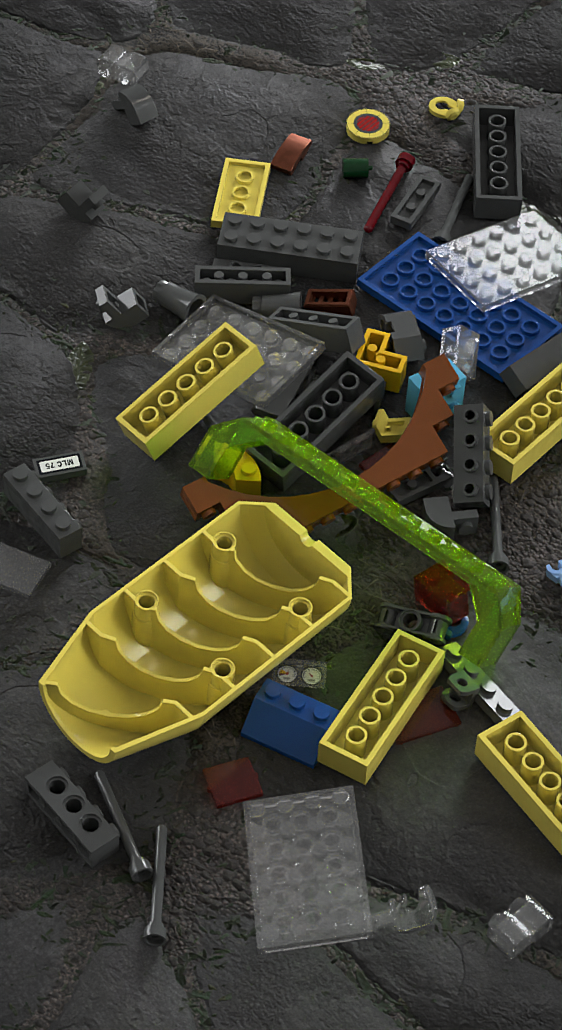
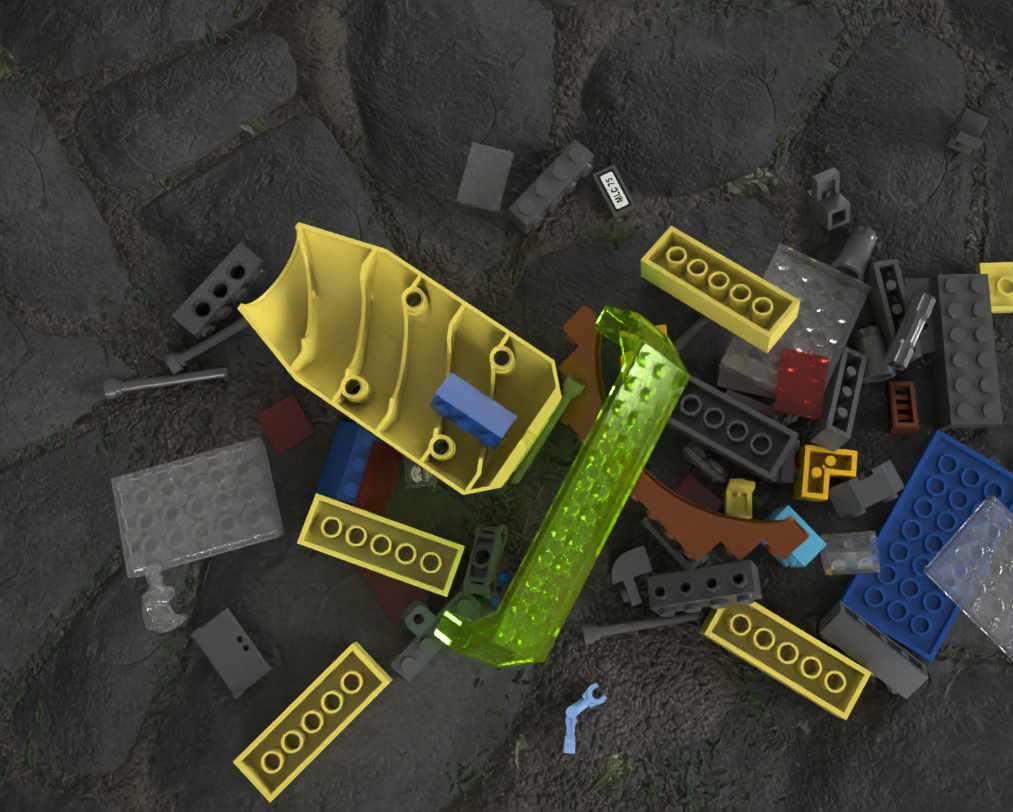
camera: 80 degrees right, 30 degrees up
(253, 259) = (903, 345): none -> dark grey axle
(268, 586) = (473, 411): none -> brick
(298, 348) = (801, 384): none -> clear red piece
(307, 692) = (378, 478): none -> clear red piece
(466, 868) = (228, 655): none -> dark grey door
(519, 926) = (167, 711): clear brick -> none

